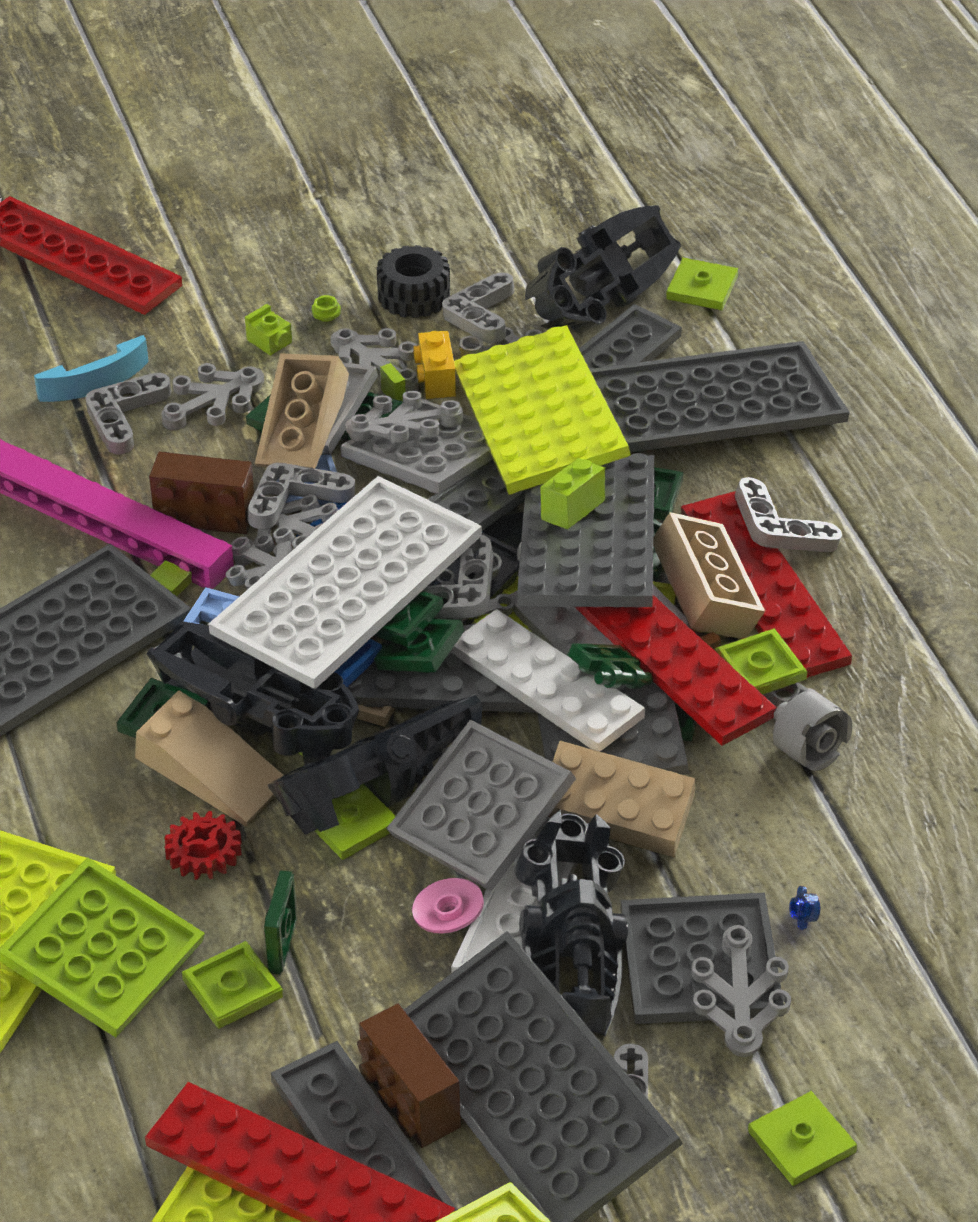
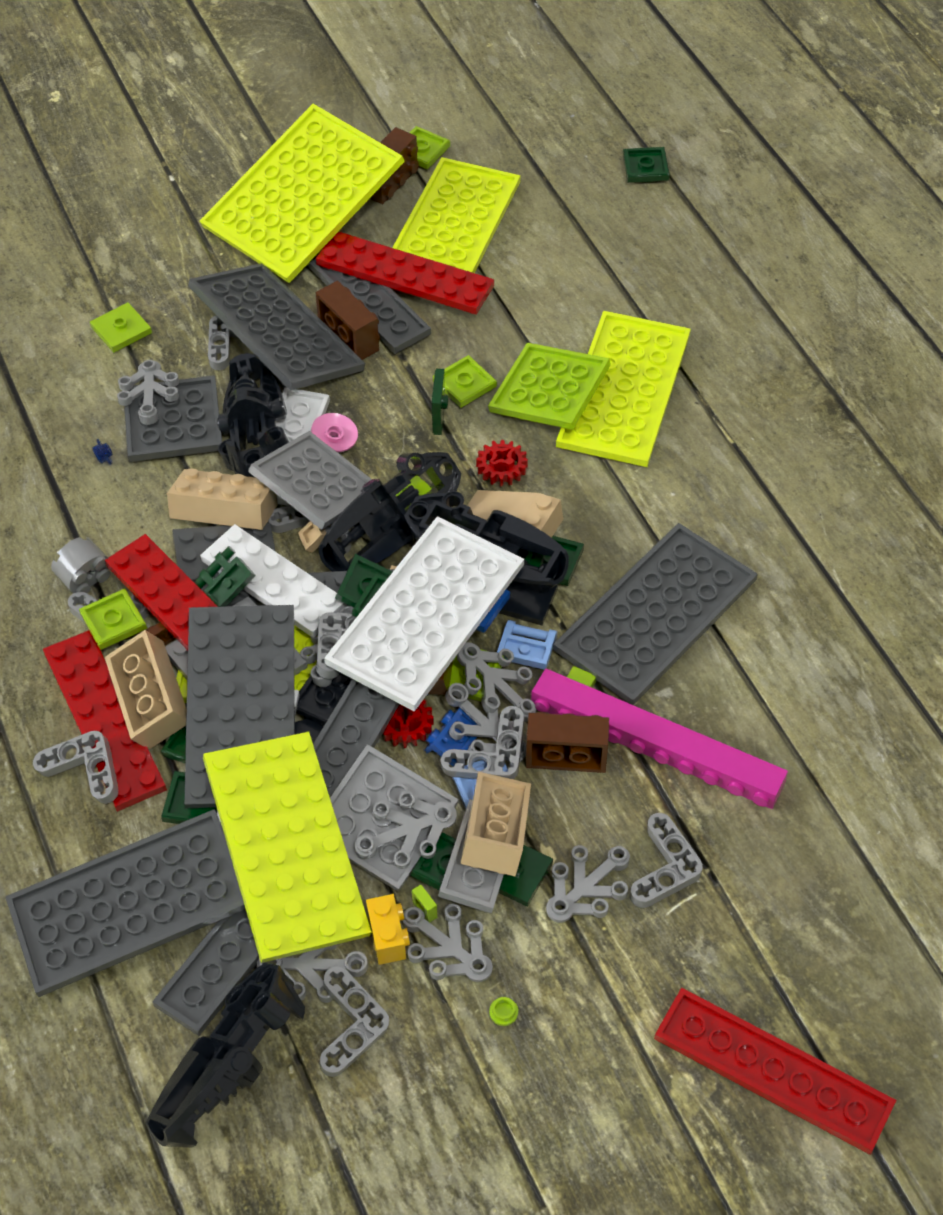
camera: 175 degrees right, 10 degrees up
(64, 385) = (728, 878): medium azure slope -> none
(267, 330) = (555, 976): lime brick -> none
(413, 281) = (419, 1064): black tyre -> none
(572, 493) = (251, 702): lime brick -> none
(702, 283) = (127, 1087): lime plate -> none

